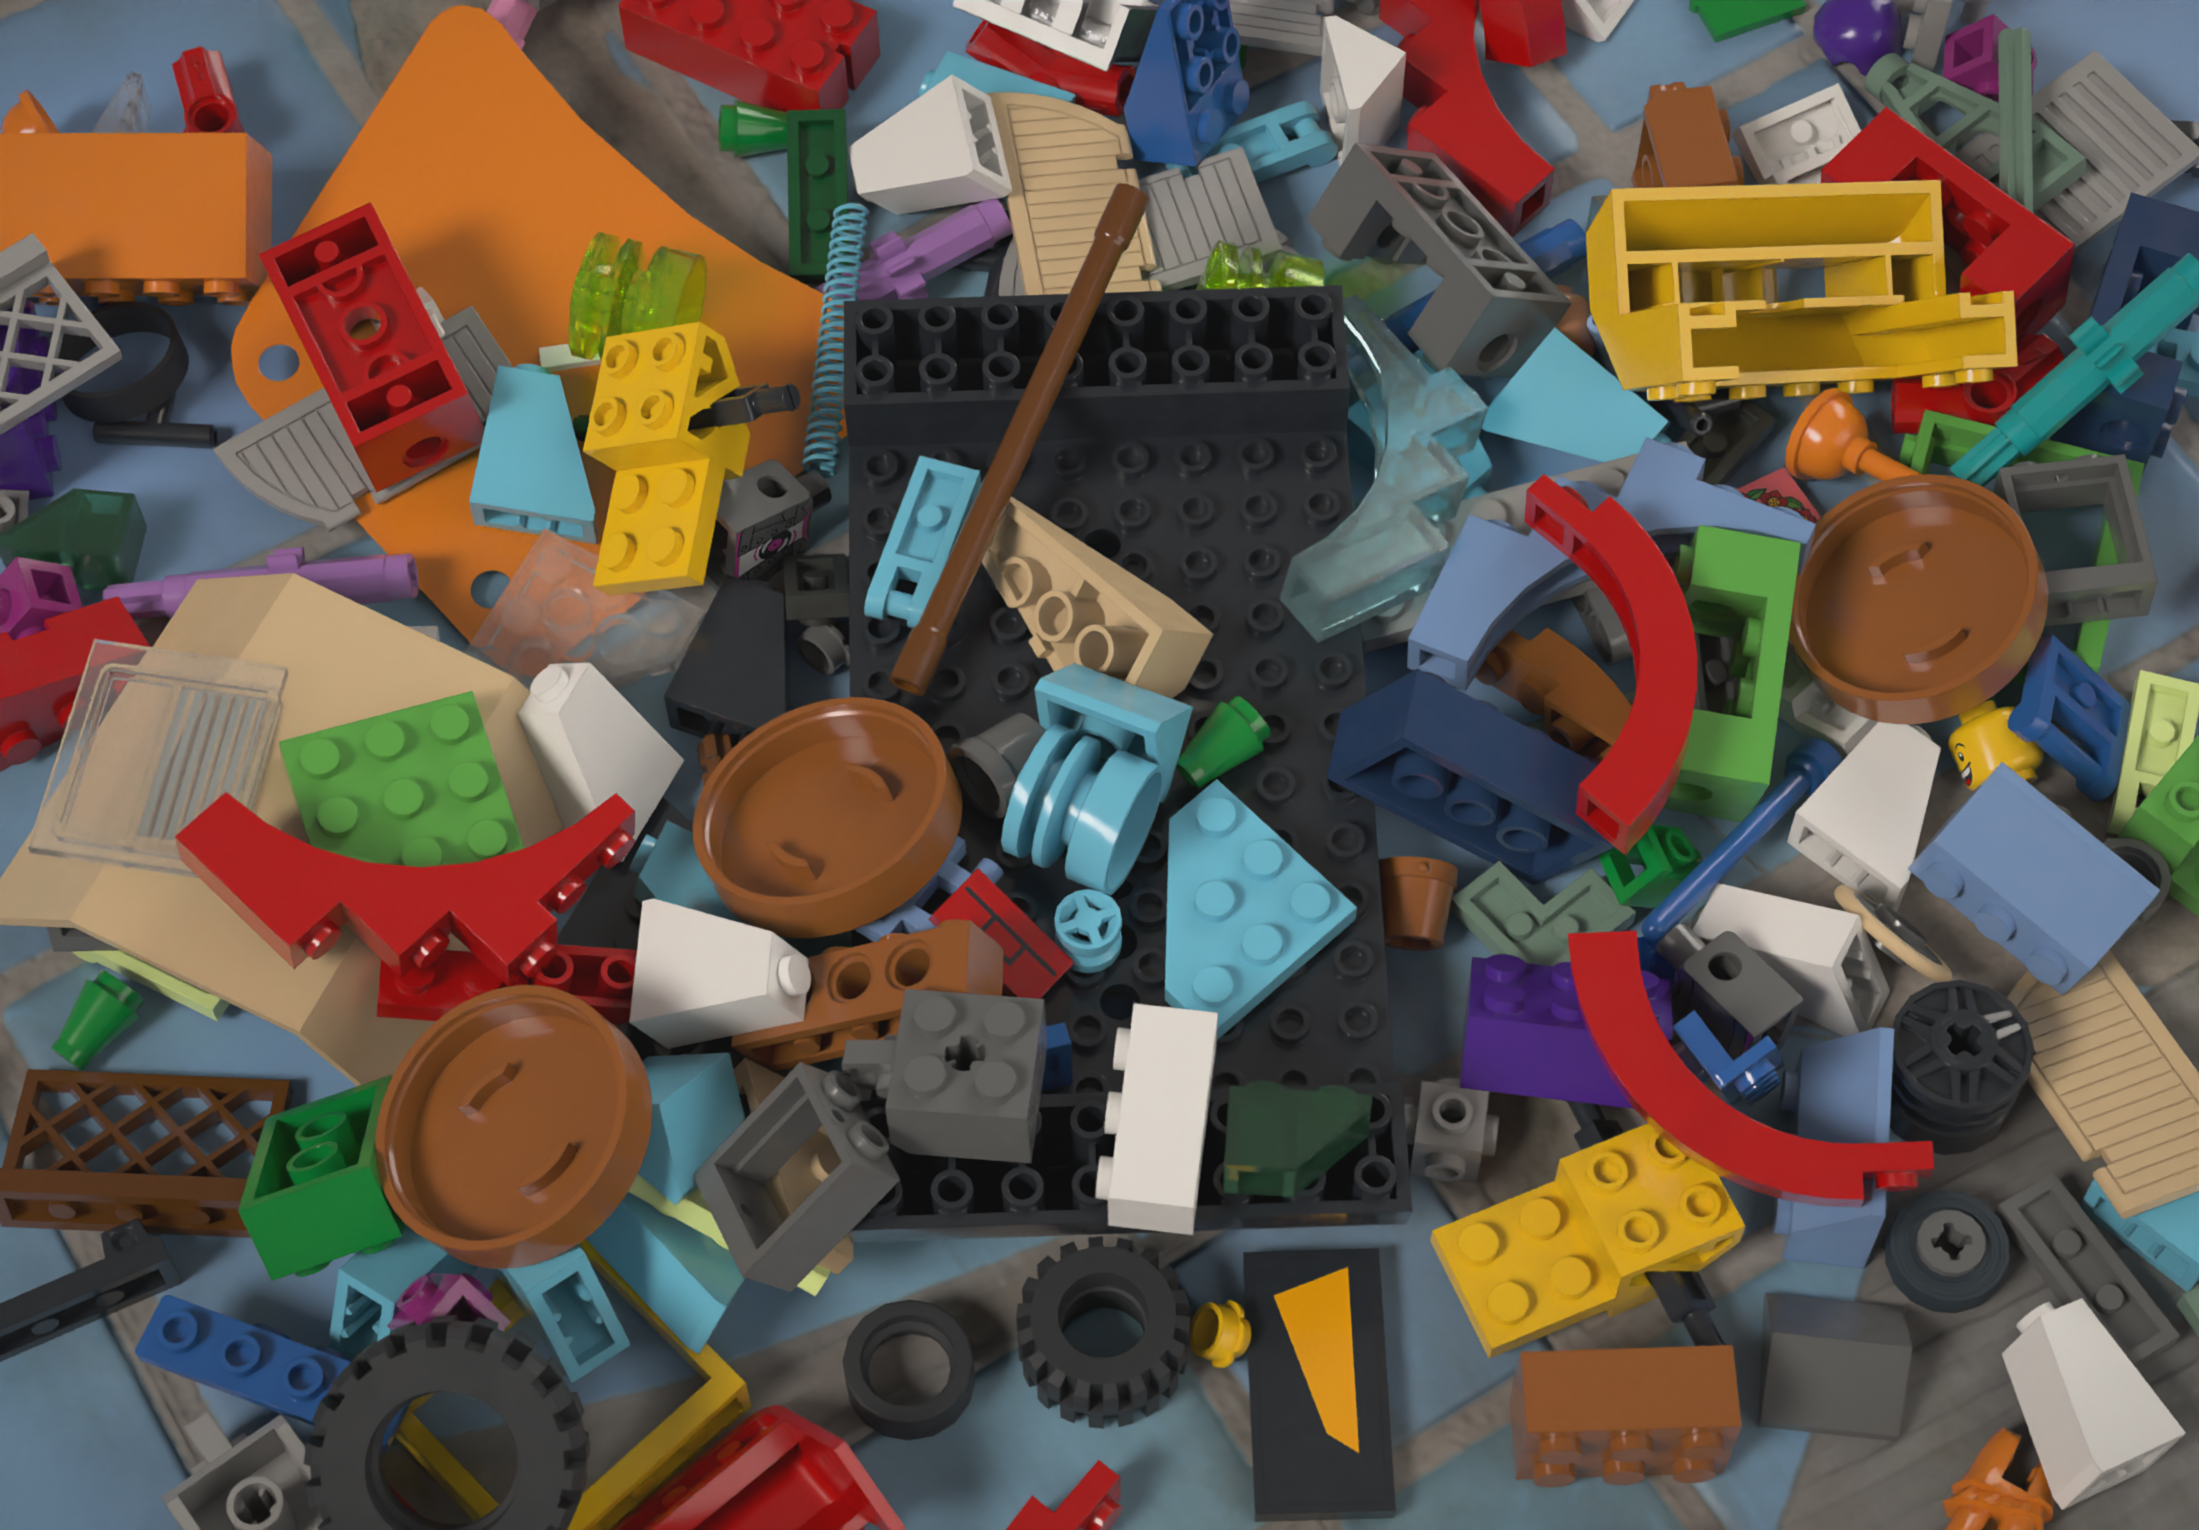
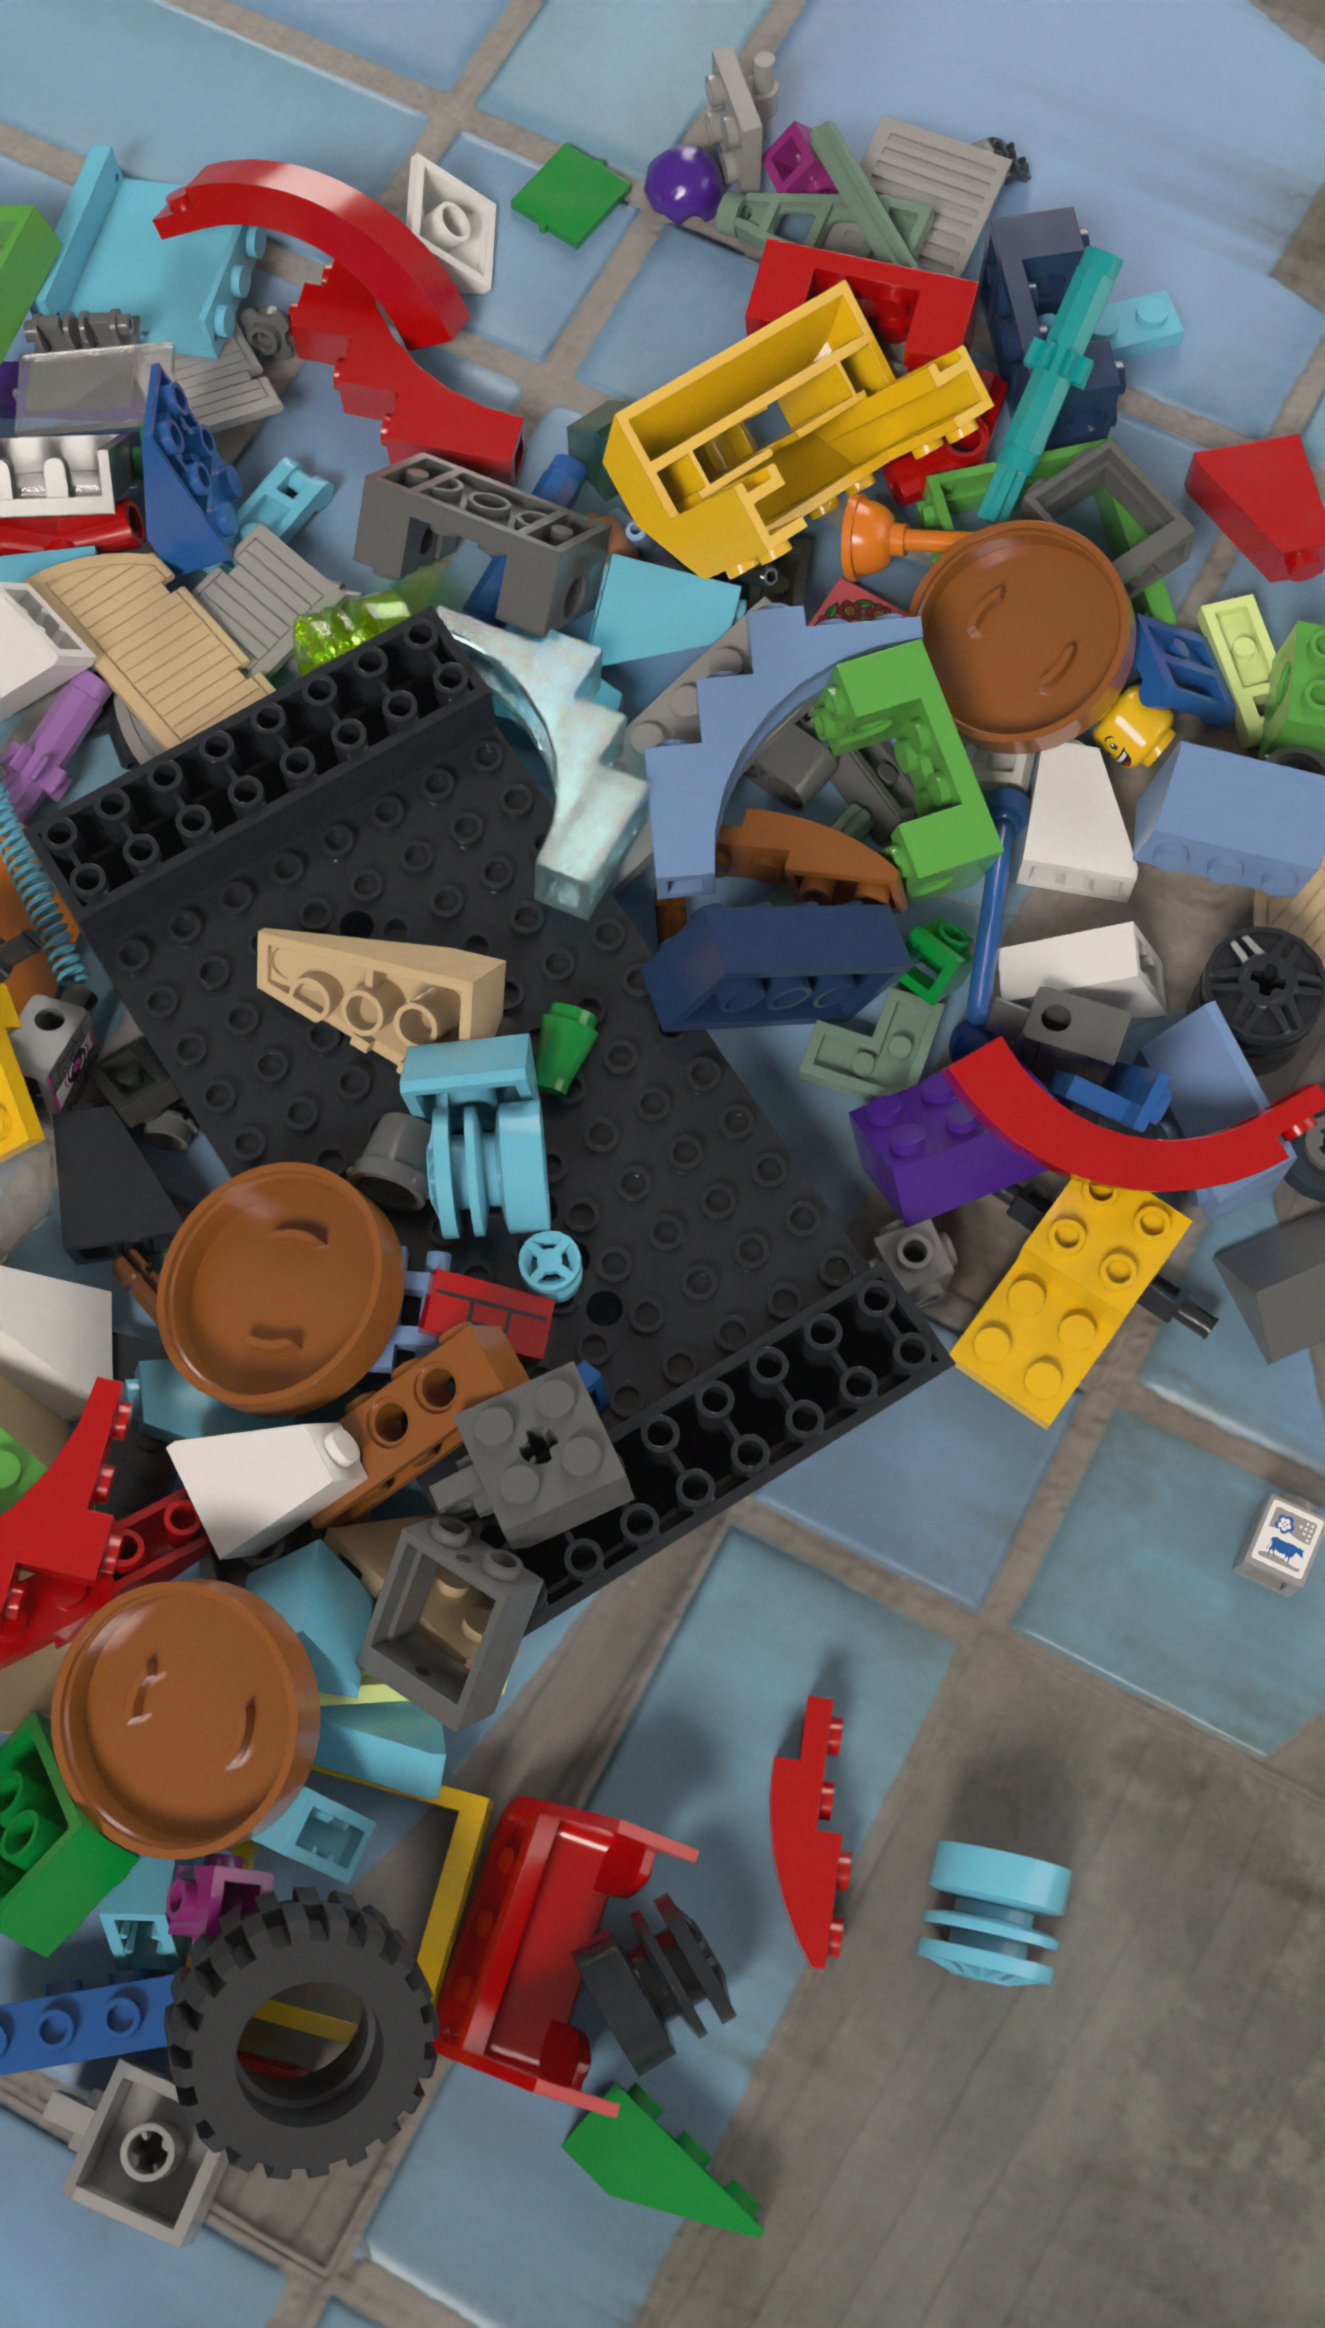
camera: 30 degrees left, 10 degrees up
(898, 1320) = (591, 1657): black tyre -> none
(921, 538) = (212, 1004): medium azure plate -> none
(929, 636) = (270, 1086): reddish brown piece -> none
(1103, 1280) = (736, 1638): black tyre -> none
(1158, 1119) = (722, 1406): white brick -> none
(1220, 1333) = (831, 1530): yellow plate -> none
(1239, 908) = (657, 1182): medium azure plate -> none
(1289, 1137) = (829, 1367): clear green slope -> none
(1318, 1386) = (929, 1527): black tile -> none
(1360, 85) = (326, 428): white slope -> none
(1416, 901) = (777, 1086): dark orange piece -> none
(1624, 1414) = (1184, 1422): dark orange brick -> none
(1628, 567) = (867, 783): red arch -> none
(1685, 140) = (619, 349): dark orange hinge -> none
(1798, 138) = (701, 304): white slope -> none
(1894, 934) = (1151, 918): wheel -> none

